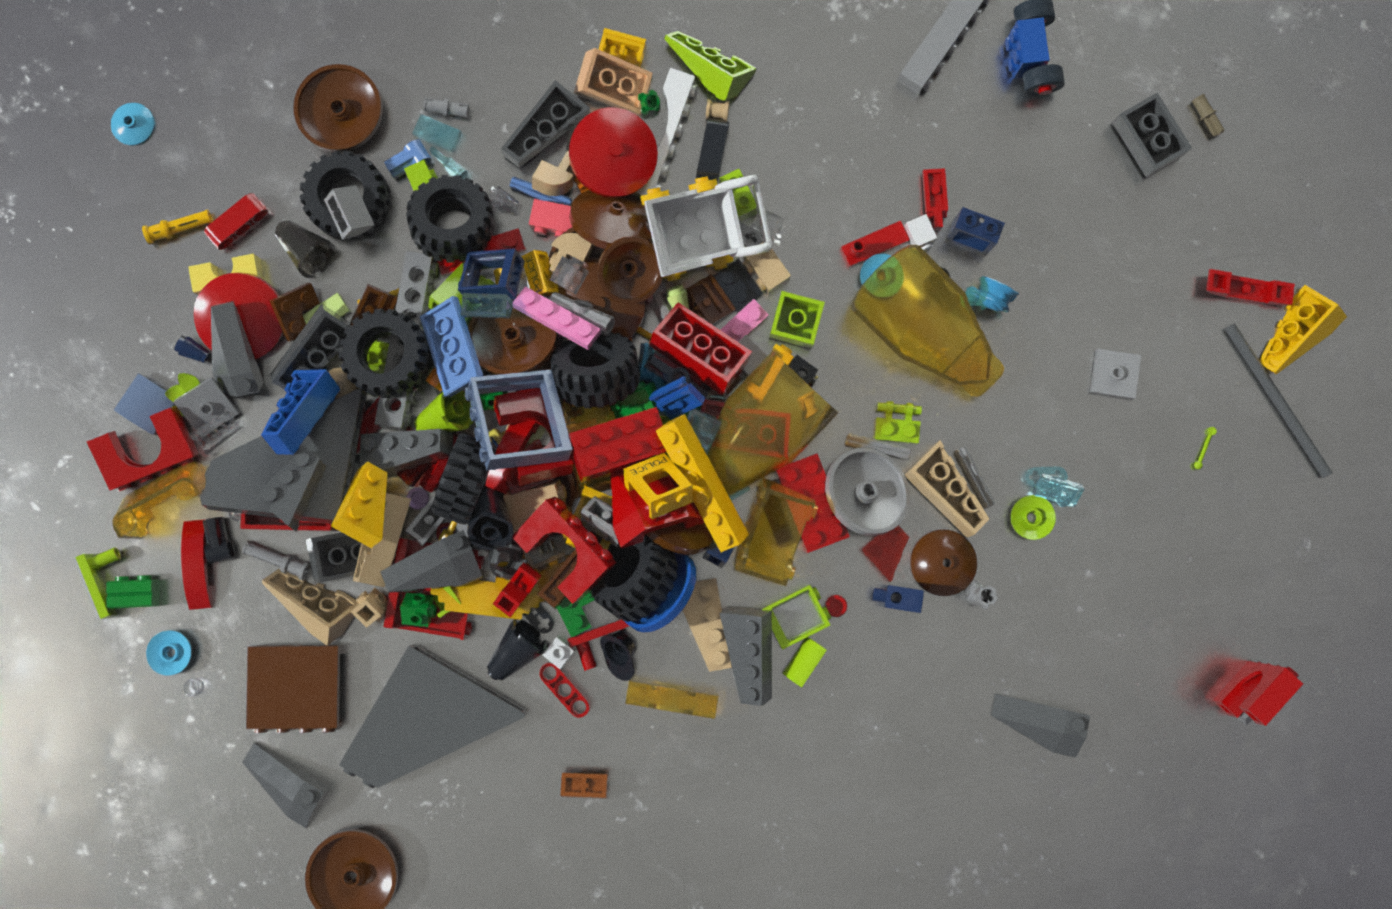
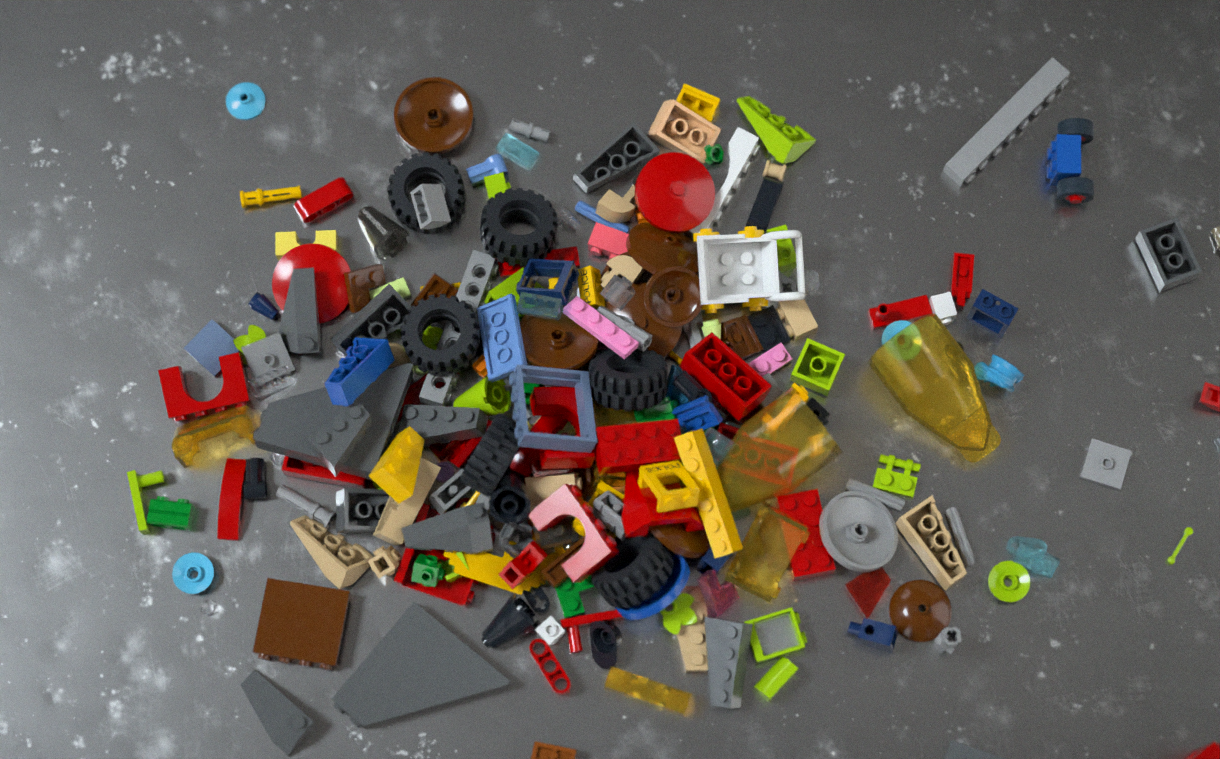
camera: 10 degrees right, 10 degrees down
(449, 163) = (524, 180): clear light blue axle -> none
(693, 615) = (680, 614): none -> lime plate
(728, 587) = (717, 596): none -> clear pink plate
(836, 605) = (814, 633): red tile -> none

